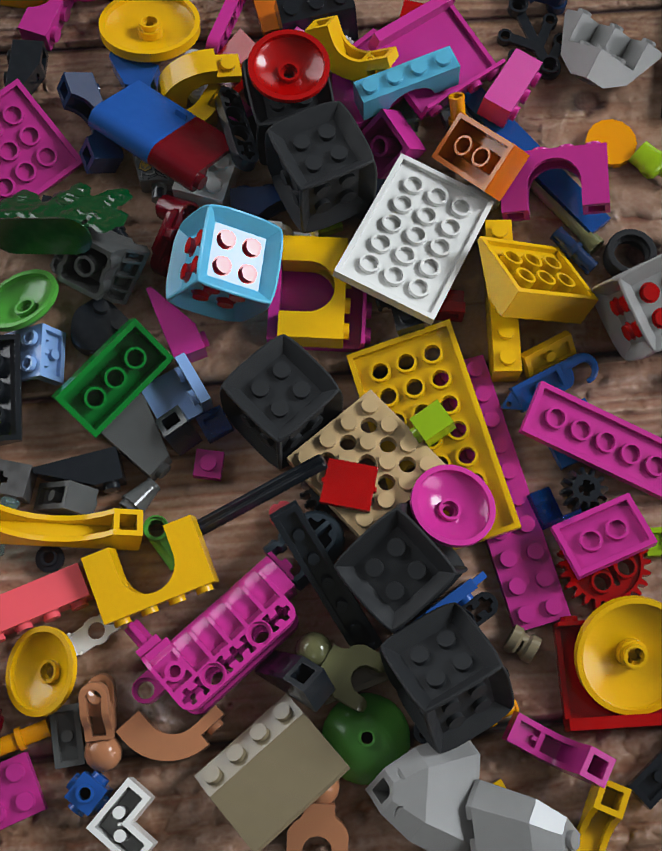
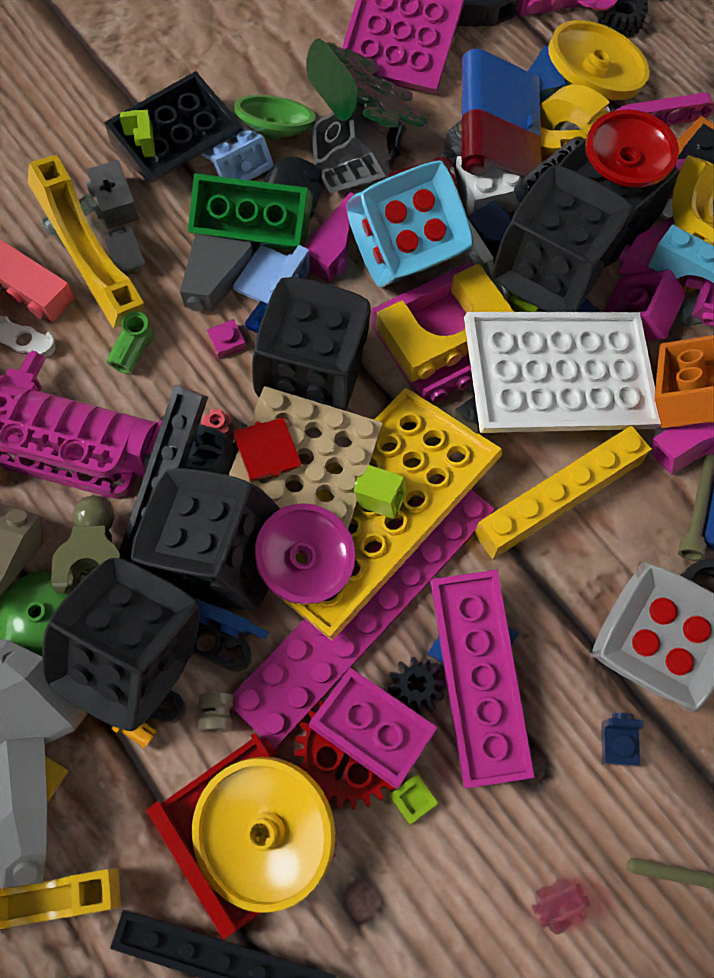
camera: 60 degrees right, 5 degrees down
(53, 566) = (69, 273): black plate -> none
(80, 95) = (448, 92): dark blue arch -> none
(95, 469) = (163, 253): black slope -> none
(140, 496) = (160, 301): dark grey cone -> none
(178, 430) = (237, 292): black brick -> none
(191, 573) = (107, 369): yellow arch -> none
(262, 493) = (210, 383): black axle -> none
(297, 678) = (52, 515): black slope -> none
(452, 307) = (524, 450): red panel -> none
(533, 282) = (599, 504): yellow slope -> none
(547, 509) = (375, 659): clear blue bracket -> none
(548, 353) = (538, 570): yellow plate -> none
(558, 375) = (516, 590): blue plate -> none
(559, 751) = (120, 827): dark pink arch -> none
(574, 250) = (671, 534): dark blue pin -> none

